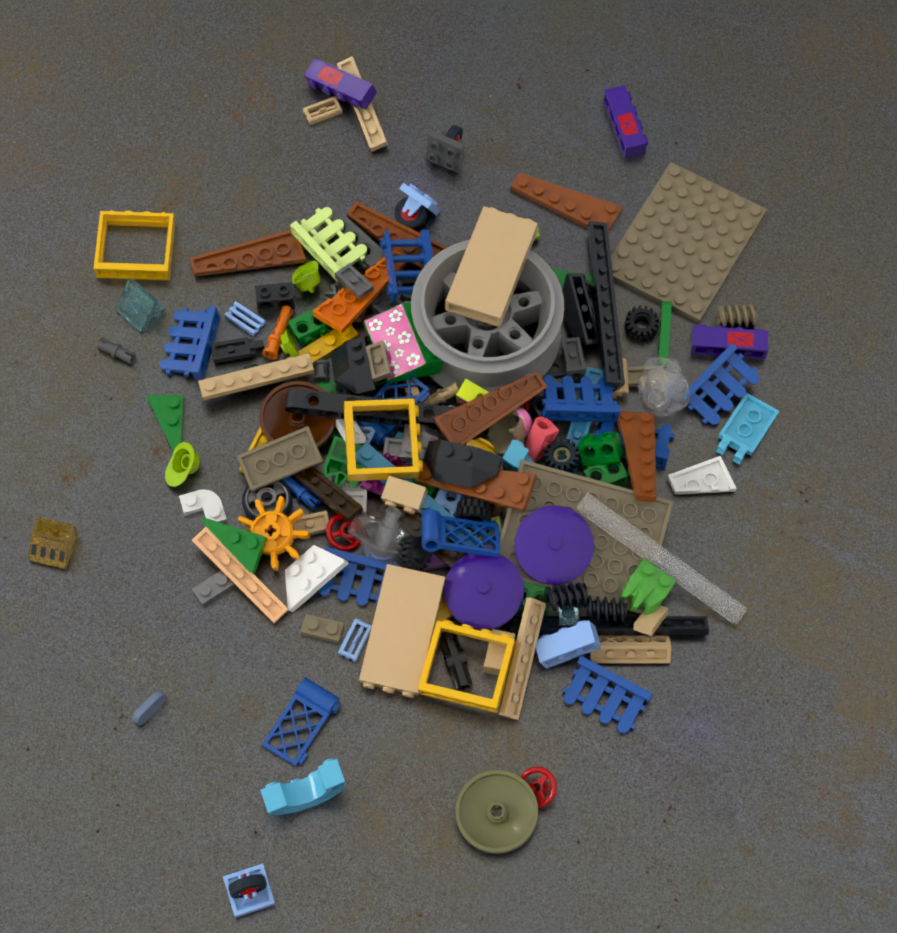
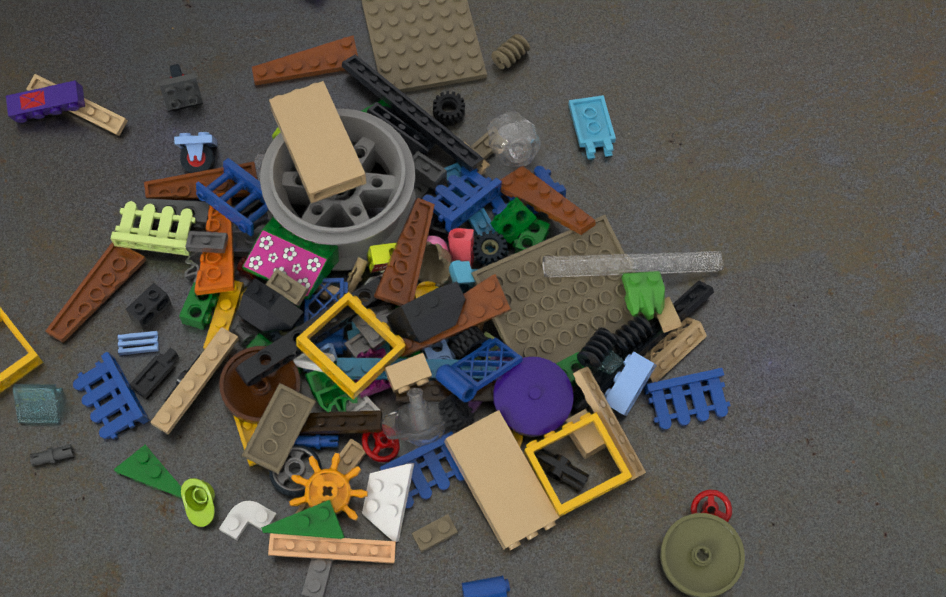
camera: 45 degrees left, 0 degrees up
(274, 339) = (180, 338): orange pin -> none
(288, 344) = (195, 334): lime plate -> none
(307, 276) = (159, 269): lime piece -> none
(323, 112) = (50, 135): tan tile -> none
(349, 655) = (473, 536): light blue tile -> none
(554, 545) = (552, 318): dark purple dish -> none
(664, 332) = (471, 101): green beam -> none
(702, 478) = (599, 184): white wing -> none
(709, 388) = (561, 101): blue fence -> none
(715, 340) = (522, 73): dark purple brick -> none

